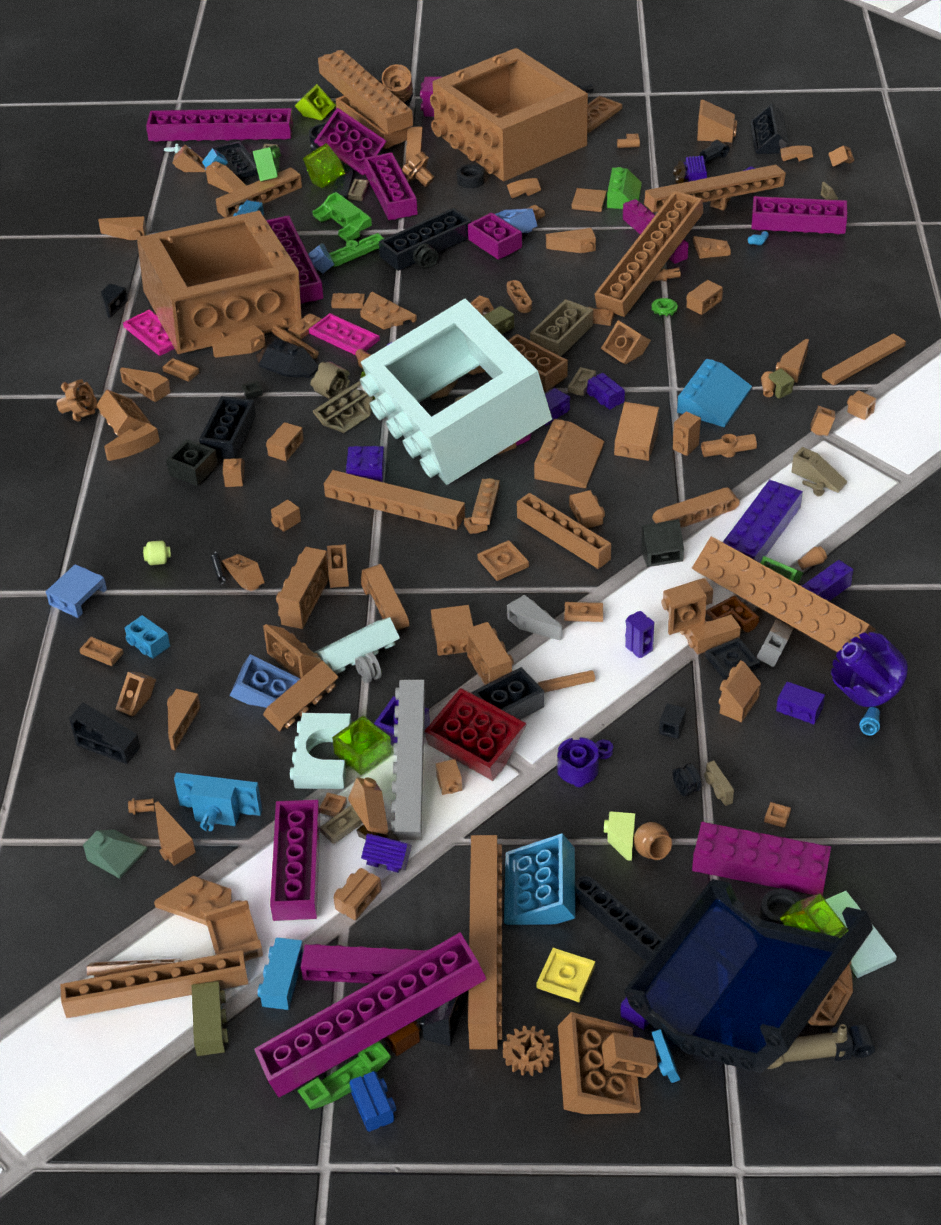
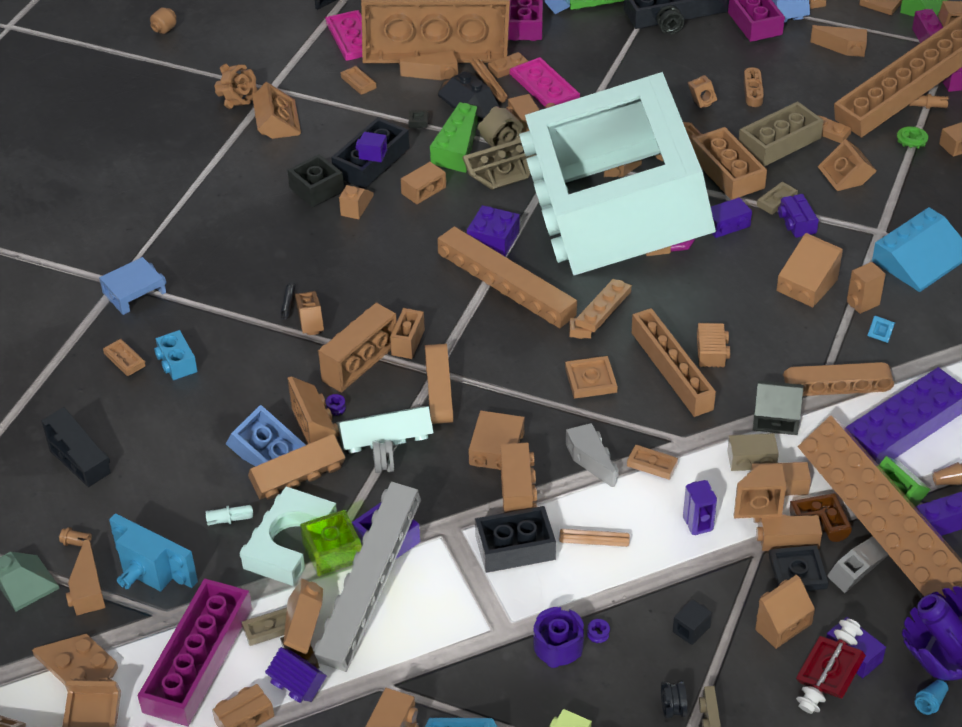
camera: 20 degrees right, 0 degrees up
(132, 442) = (268, 144): medium nougat slope -> none
(135, 692) = (133, 411): medium nougat slope -> none
(147, 383) = (316, 86): medium nougat slope -> none
(156, 553) = (231, 267): yellowish green head -> none
(181, 712) = (165, 449): medium nougat slope -> none
(232, 421) = (372, 146): none -> dark purple brick
(262, 750) = (228, 514): none -> light aqua axle
(285, 515) = (383, 263): medium nougat brick -> none
(295, 401) = (455, 138): none -> bright green wedge
(304, 635) = (336, 399): none -> dark purple bush
(333, 804) = (269, 600): medium nougat plate -> none
(345, 360) = (520, 107): none -> medium nougat brick
(353, 300) = (566, 48): medium nougat plate -> none
(384, 312) = (598, 69): medium nougat wing -> none
(448, 777) = (408, 609): medium nougat brick -> none
(475, 733) = (458, 568): dark red slope -> none
(500, 319) = (711, 110): olive brick -> none
(567, 455) = (721, 277): medium nougat slope -> none
(654, 581) = (751, 449): none -> dark tan brick
(710, 462) = (881, 329): none -> dark azure slope
(728, 445) = (912, 314): medium nougat piece -> none
(791, 720) = (830, 666): none -> dark red plate

